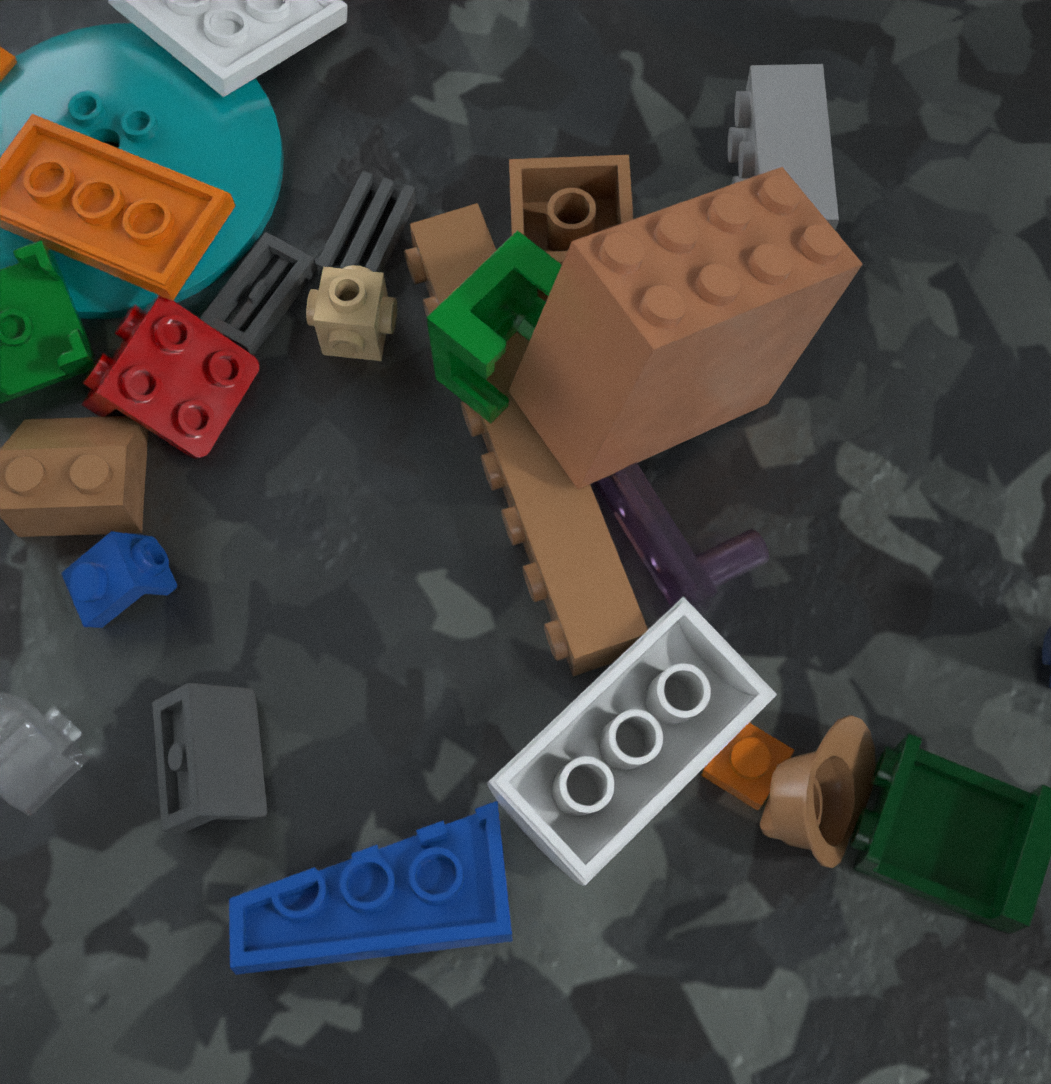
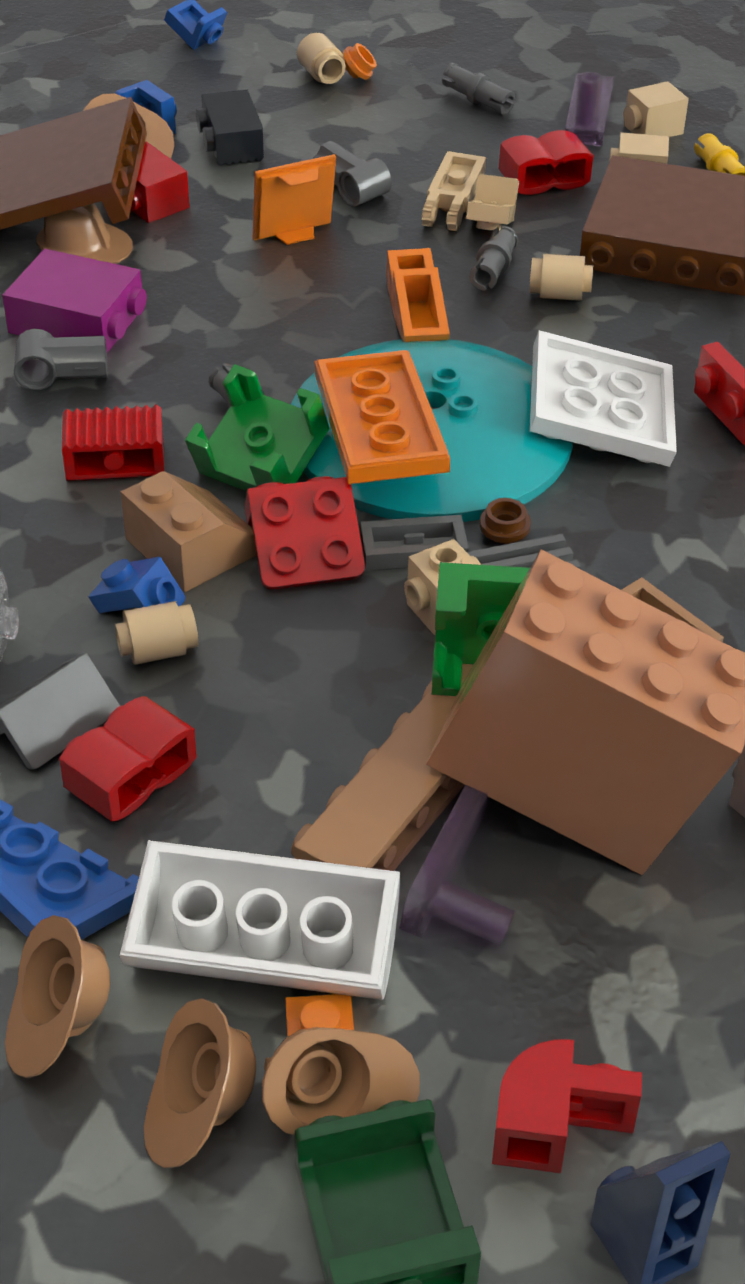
camera: 50 degrees right, 25 degrees down
(194, 596) = (157, 632): none -> tan brick
(300, 190) = (505, 521): none -> reddish brown plate
(333, 725) = (128, 758): none -> red brick
(572, 970) = (56, 996): none -> medium nougat piece
(752, 907) = (200, 1082): none -> medium nougat piece
(944, 649) = (549, 1092): none -> red brick

